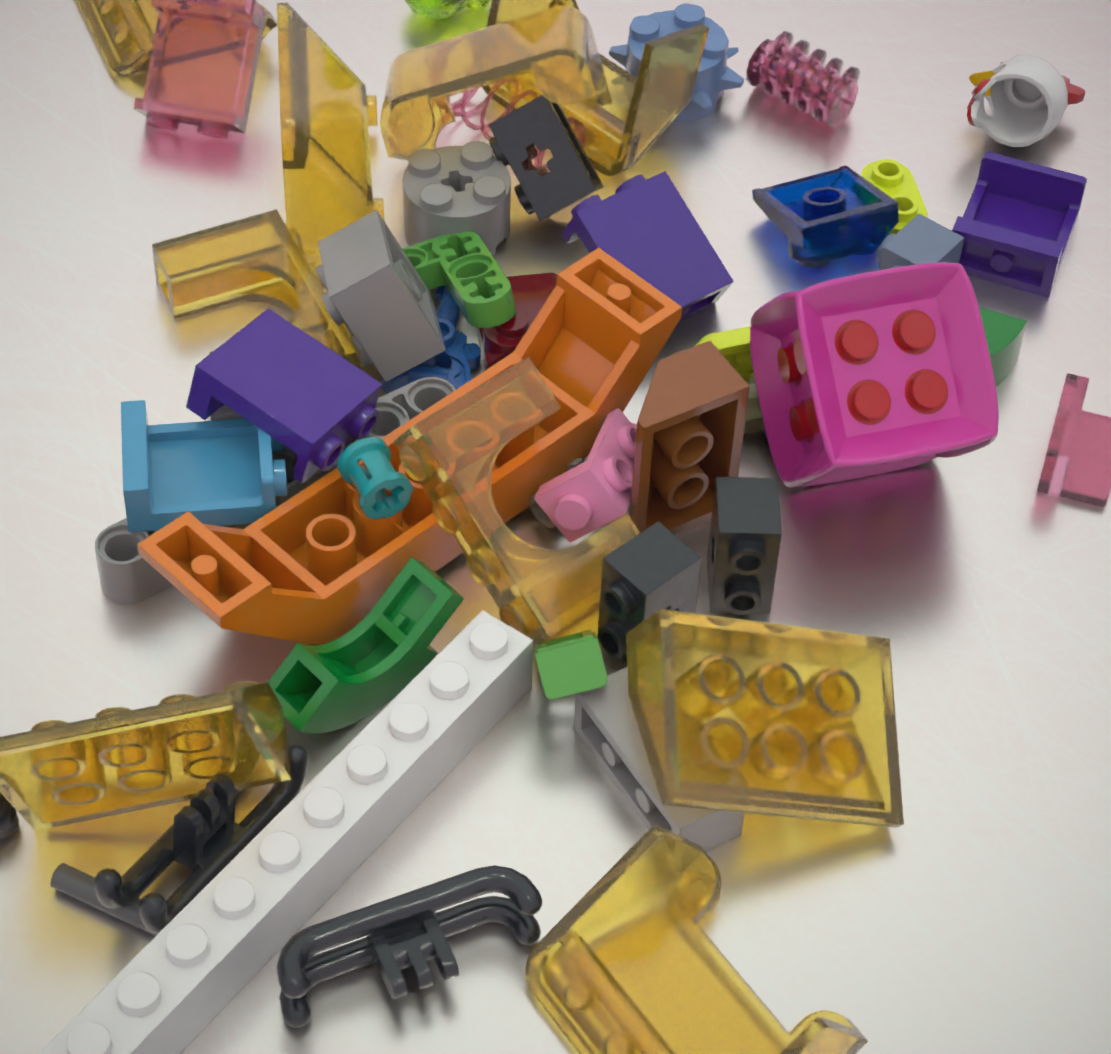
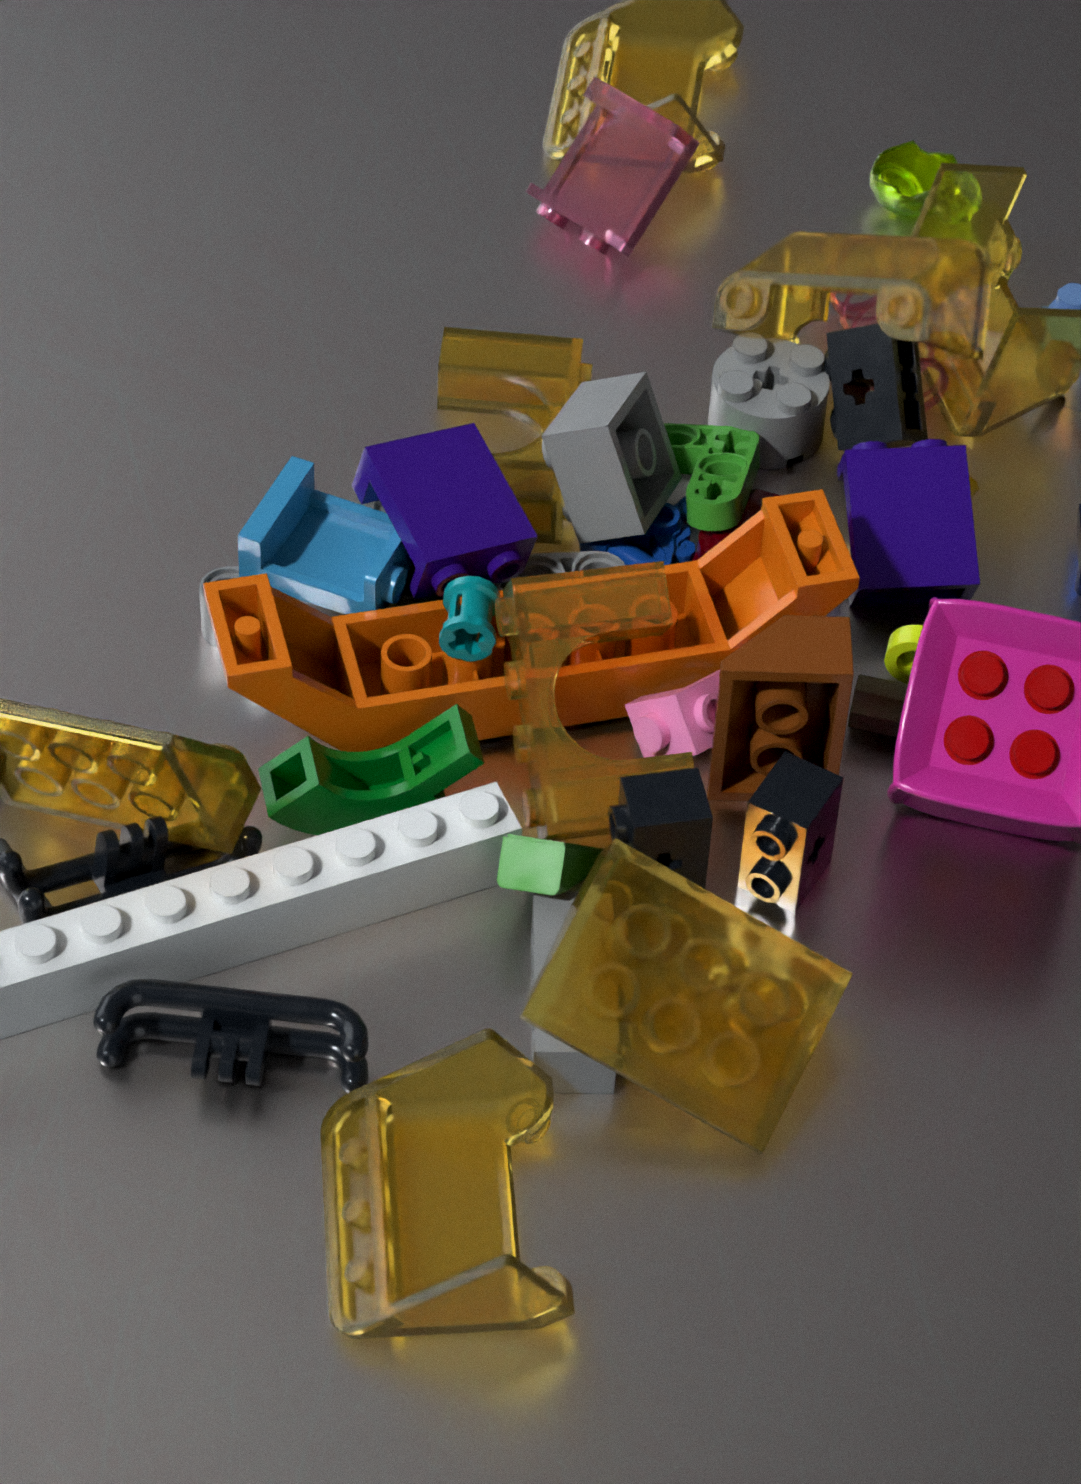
camera: 30 degrees right, 0 degrees up
(322, 134) = (662, 276): clear yellow windscreen -> none

